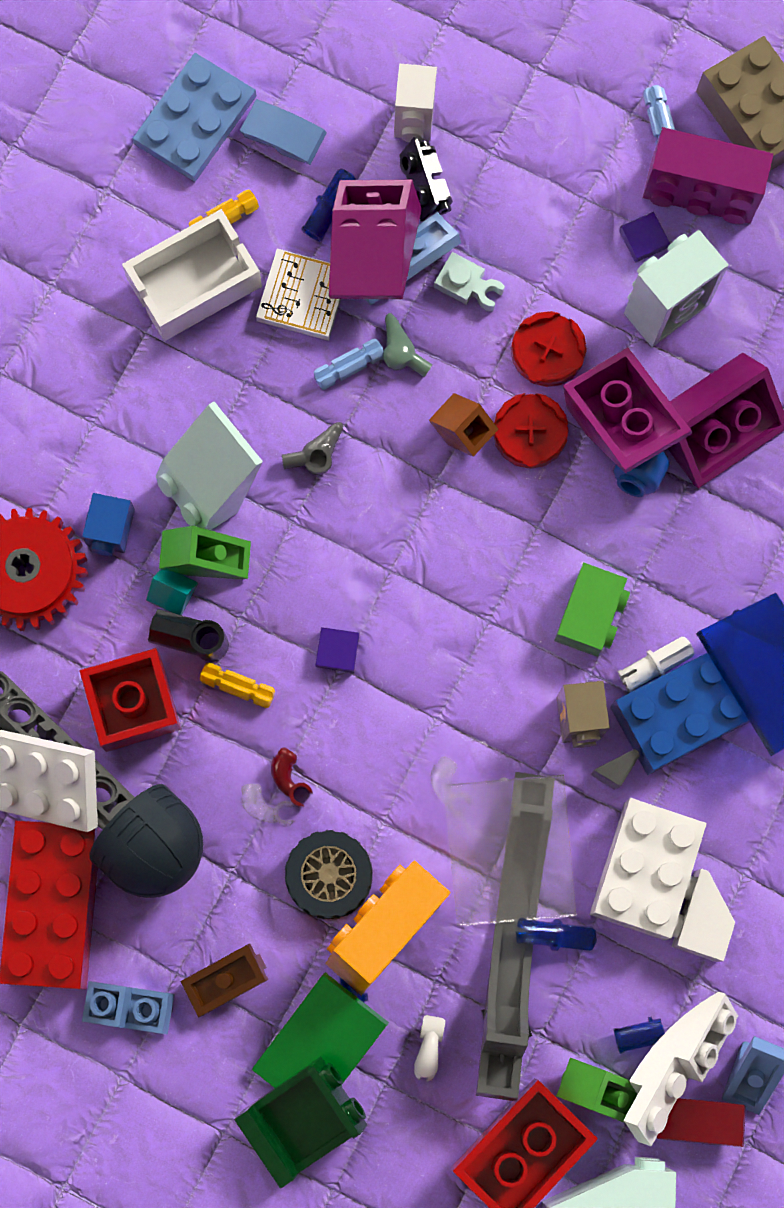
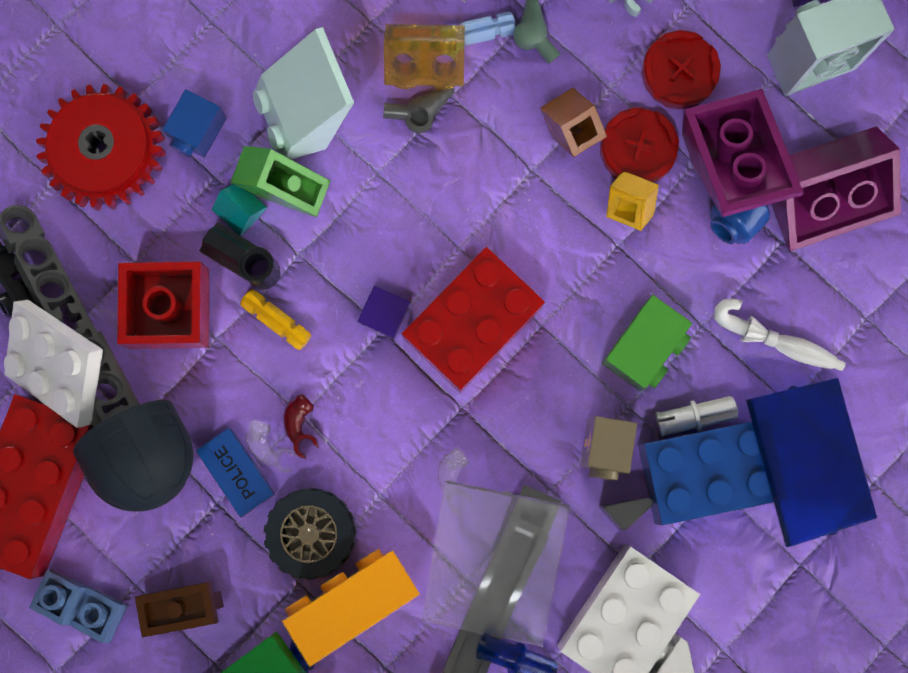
camera: 20 degrees right, 5 degrees up
(241, 839) = (235, 472): none -> blue tile
(305, 391) = (424, 45): none -> clear yellow brick
(423, 633) = (473, 319): none -> red brick
(539, 482) = (632, 200): none -> yellow slope
(726, 575) = (793, 347): none -> white piece

